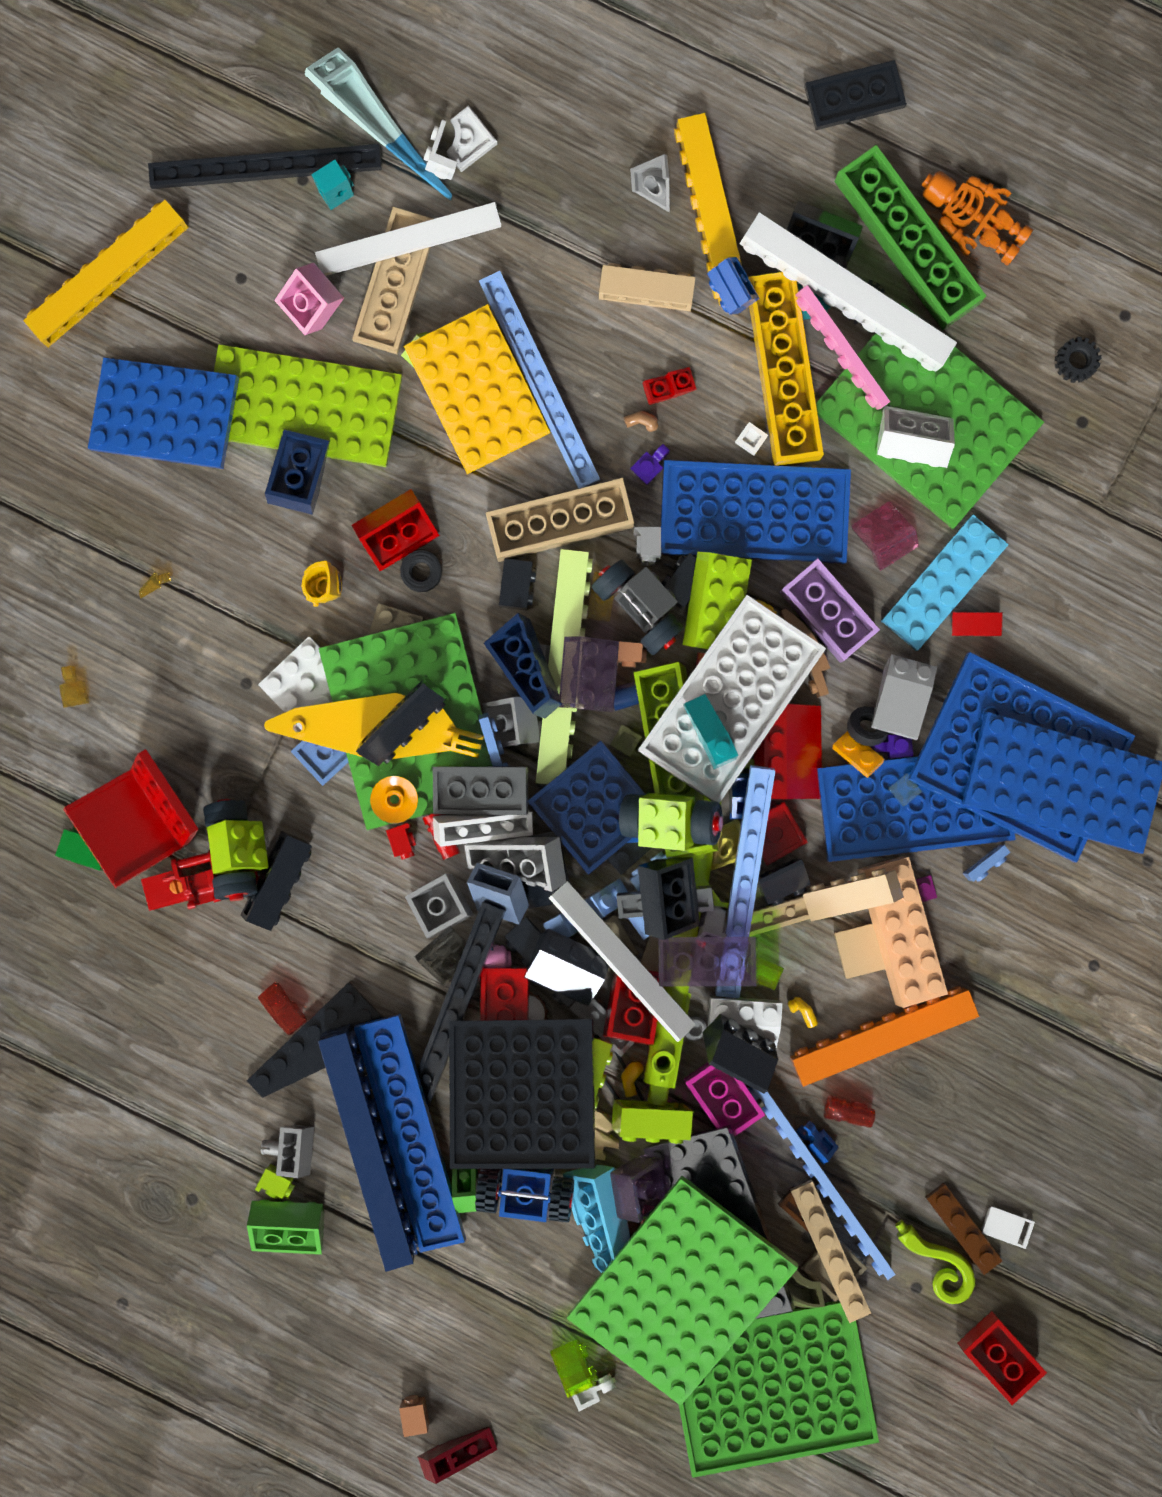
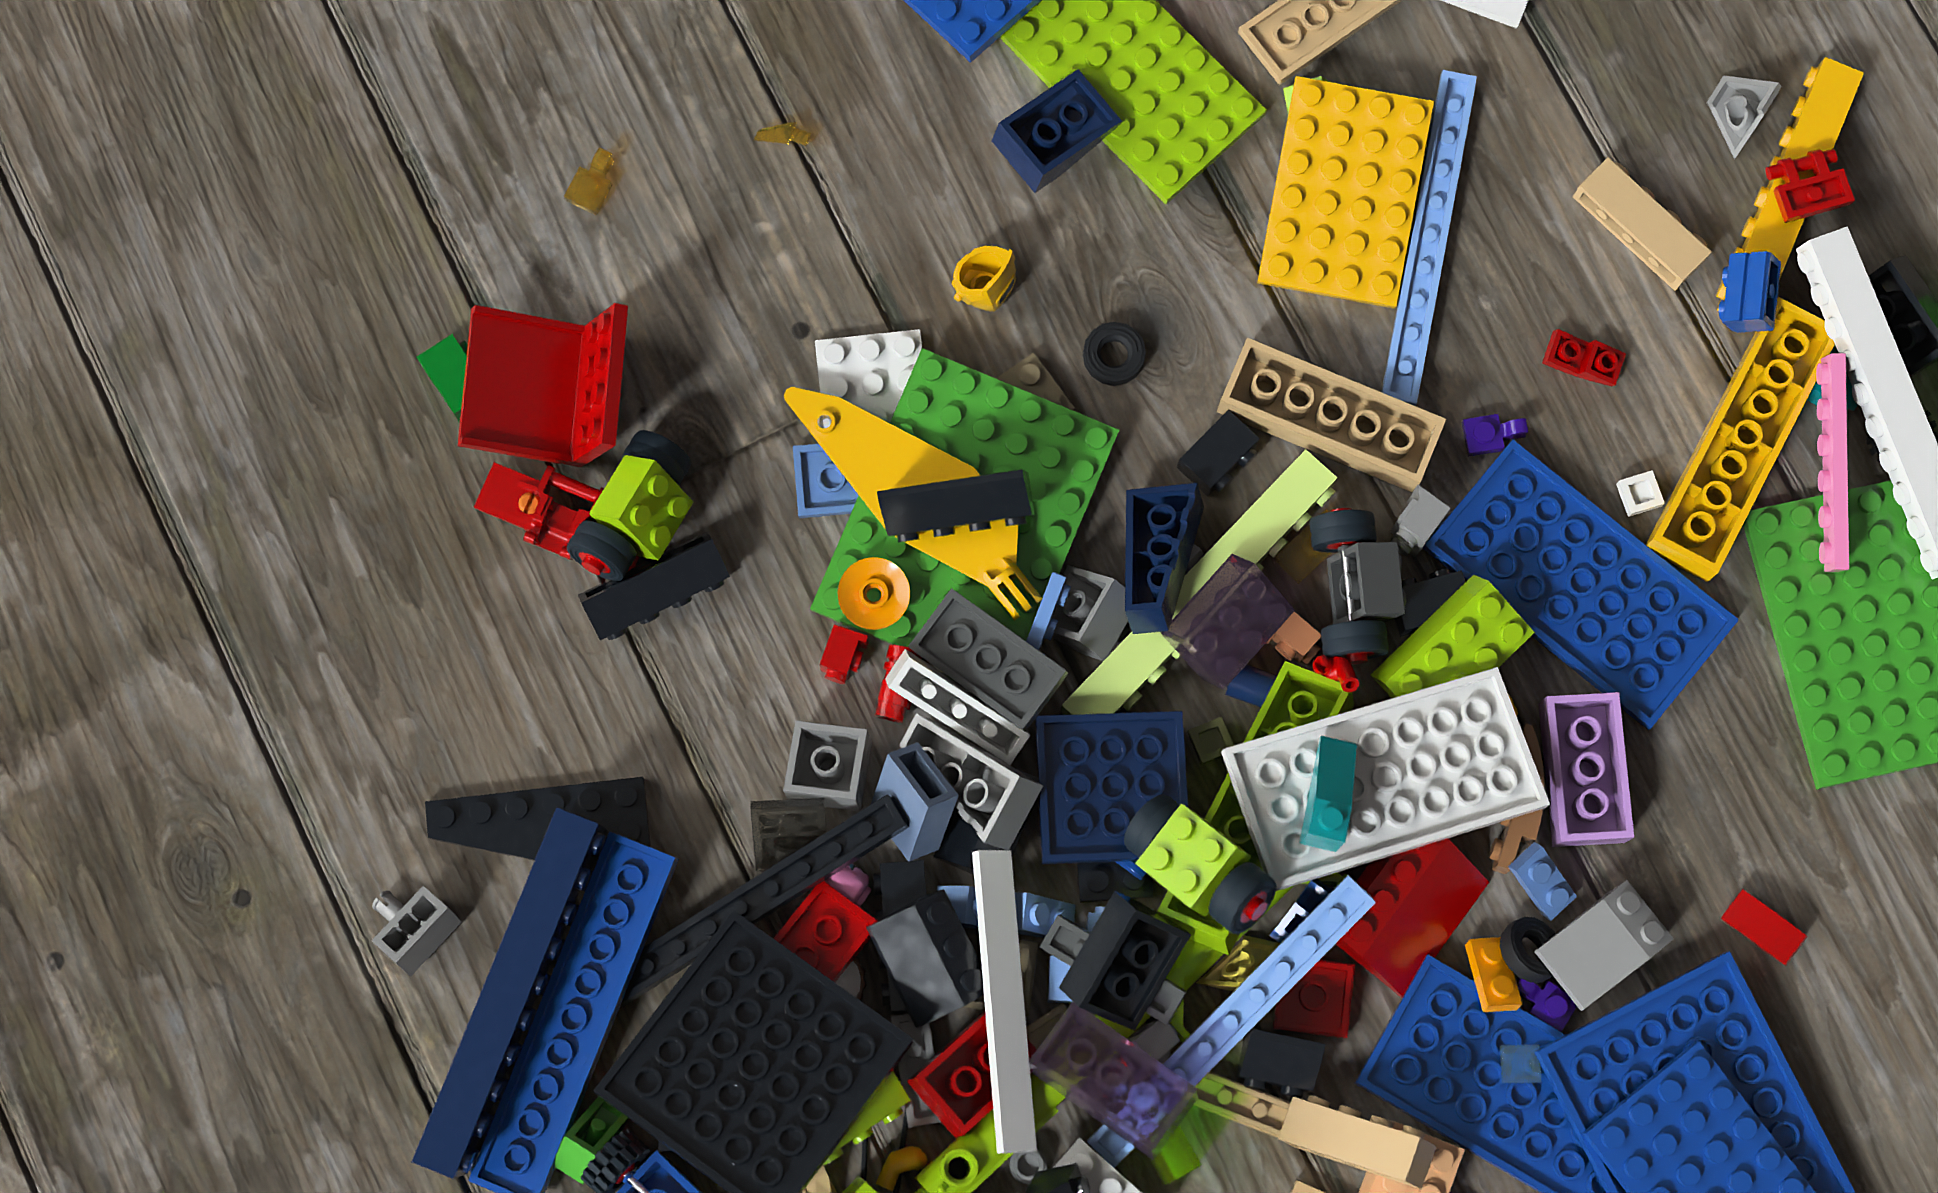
camera: 30 degrees right, 10 degrees down
(275, 1185) = (360, 954): lime brick -> none
(281, 1009) = (537, 746): clear red slope -> none
(286, 1227) = (329, 1020): bright green slope -> none
(395, 530) = (1120, 282): red slope -> none
(643, 418) = (1522, 371): medium nougat arm -> none
(665, 657) = (1337, 669): none -> red arm
(726, 205) = (1813, 194): none -> red plate
(848, 686) = (1542, 881): none -> medium blue plate
(886, 535) = (1726, 734): clear pink bracket -> none
(916, 437) = (1850, 638): white slope -> none
(944, 582) = (1758, 847): medium azure plate -> none

